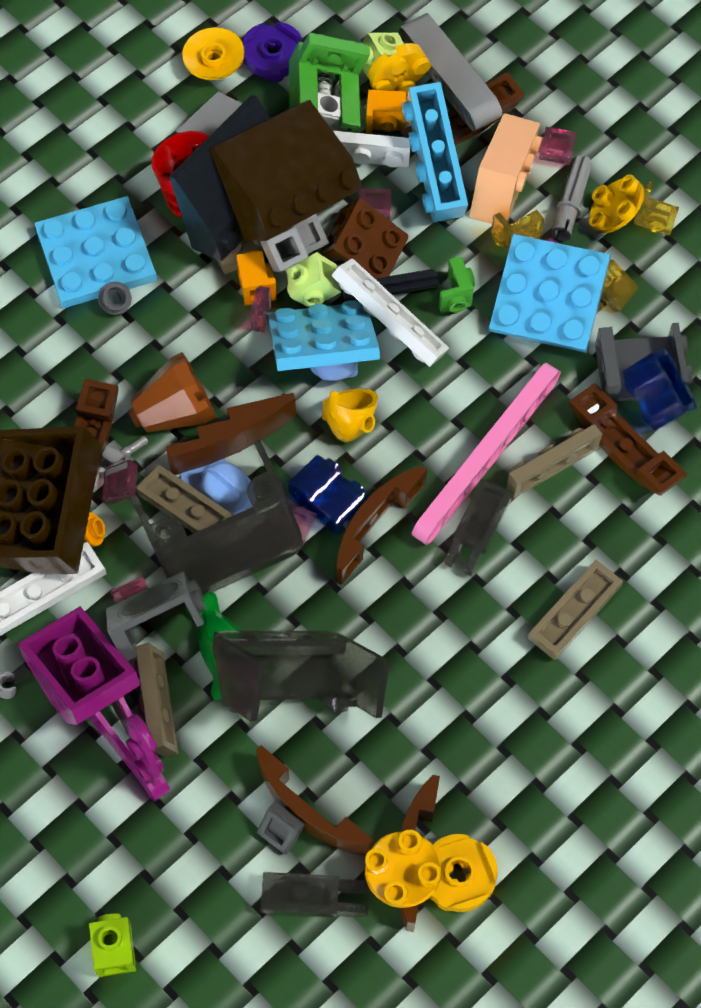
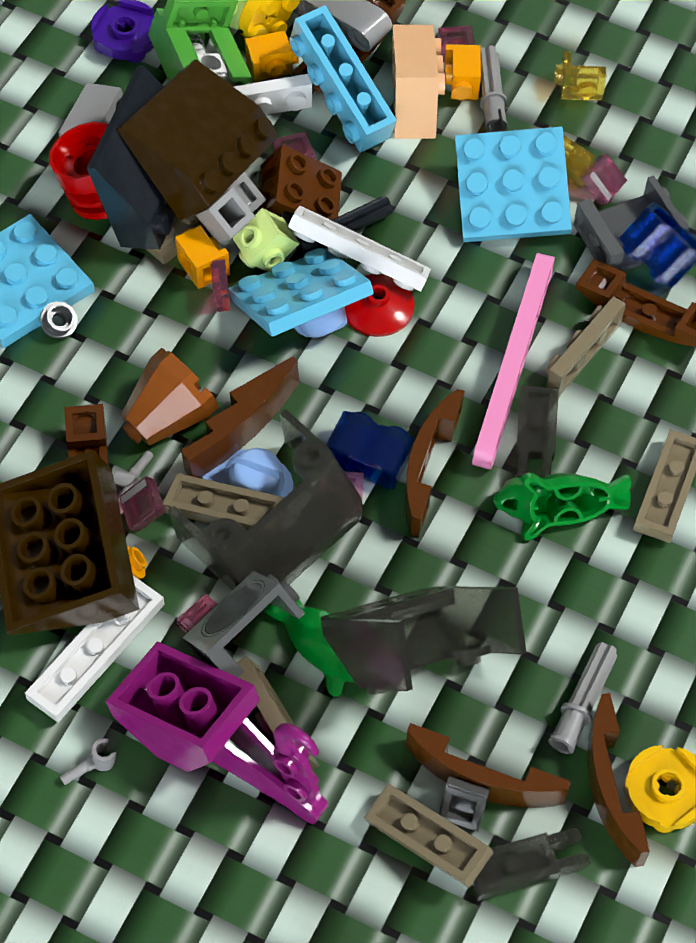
camera: 20 degrees left, 5 degrees down
(210, 45) = (64, 48): yellow dish -> none
(239, 845) = (429, 835): none -> dark tan plate
(350, 413) = (359, 361): yellow helmet -> none
(392, 378) = (384, 315): none -> red dish
(403, 869) = (616, 798): yellow dish -> none
(426, 766) = (577, 711): none -> light grey axle
(461, 291) = (418, 206): bright green bracket -> none
(472, 592) = (559, 499): none -> green animal
(528, 226) = (442, 141): clear yellow bracket -> none
(552, 173) = (463, 71): none -> light orange brick
(615, 204) = (540, 82): yellow dish -> none
(636, 311) = (603, 179): none -> clear pink tile

